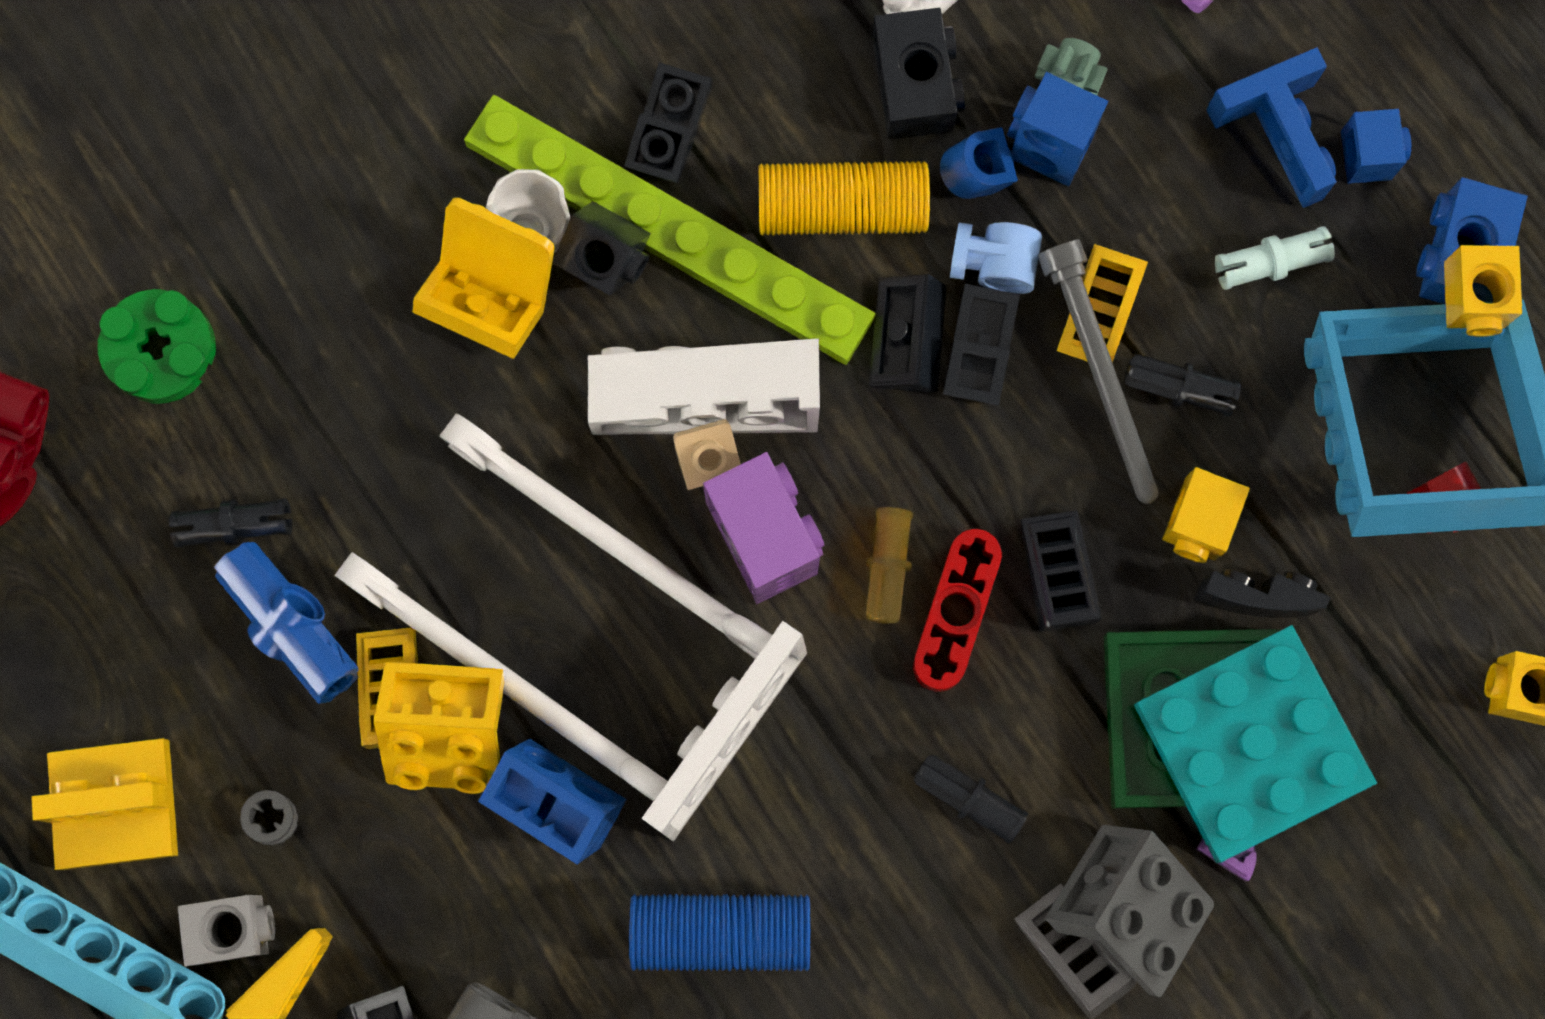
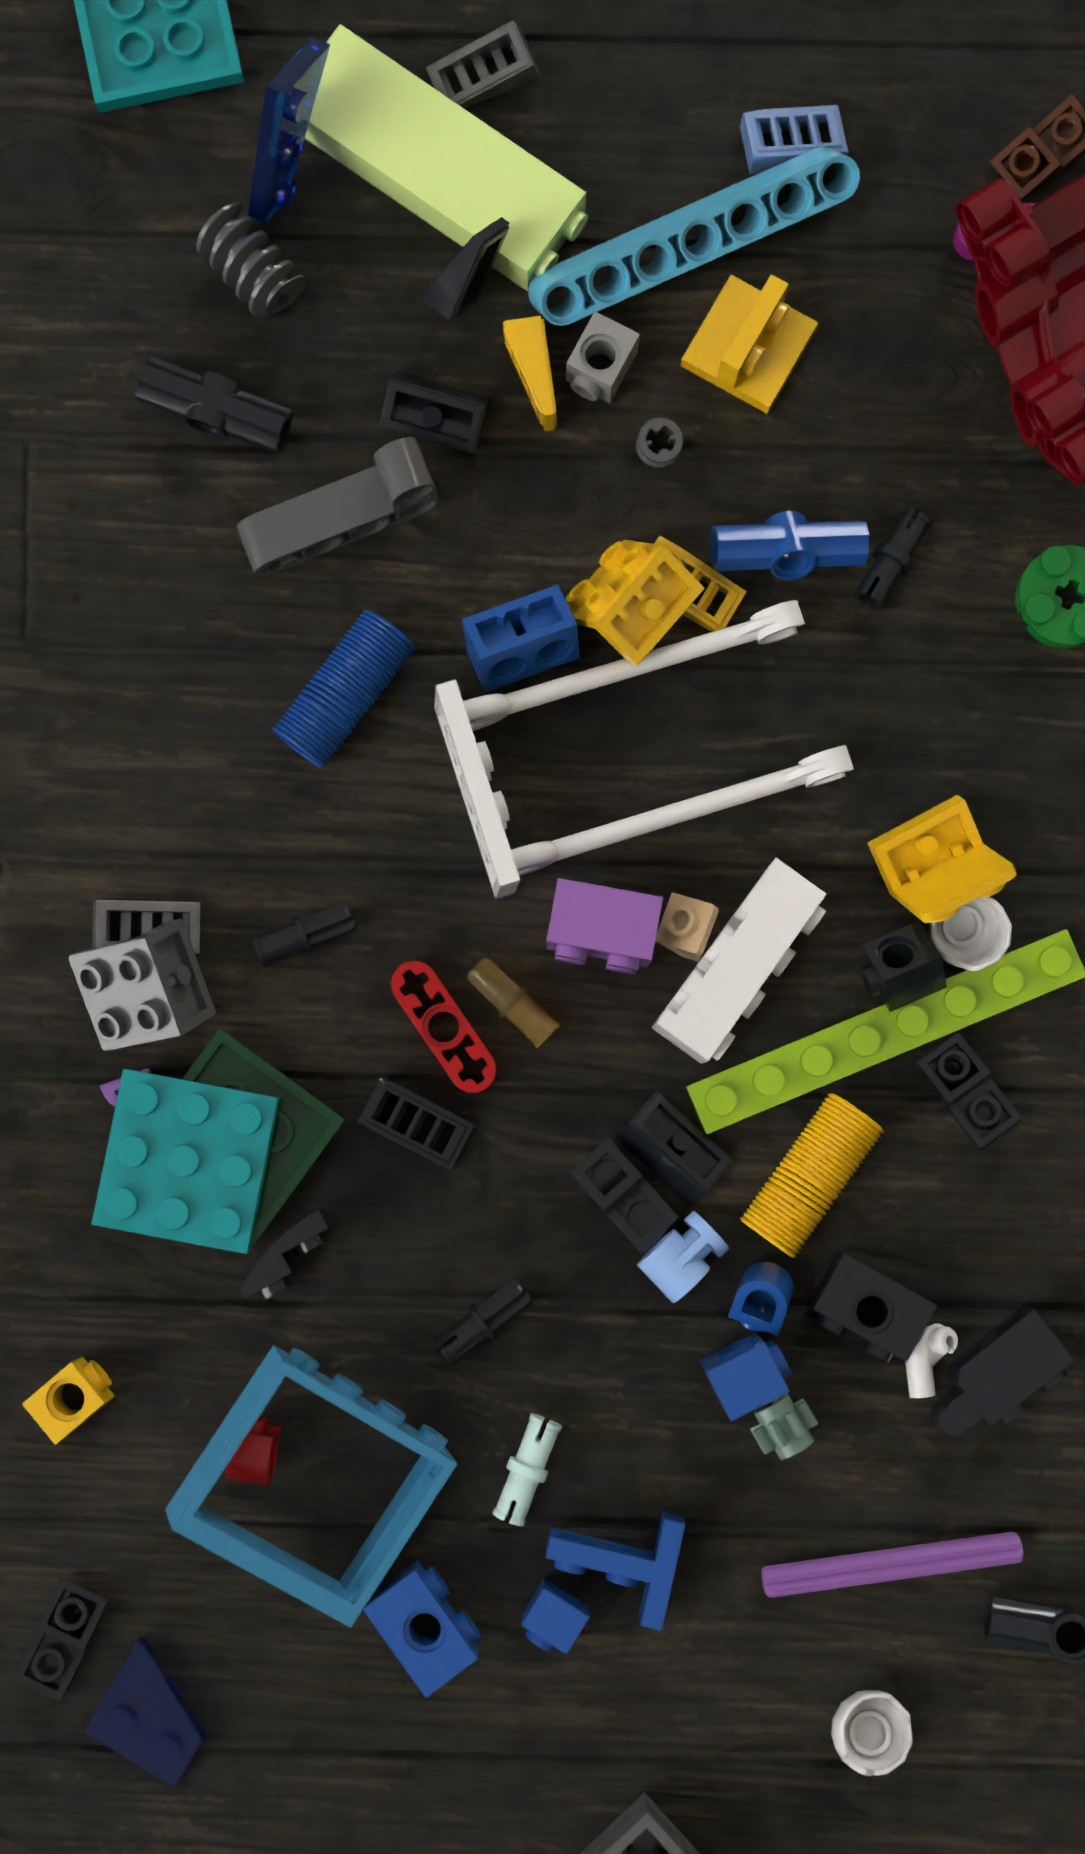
camera: 130 degrees right, 5 degrees up
(1066, 267) = (633, 1299): dark grey piece -> none
(1118, 262) = (614, 1347): yellow slope -> none
(1205, 516) = (374, 1258): yellow brick -> none
(1496, 269) = (381, 1620): yellow brick -> none

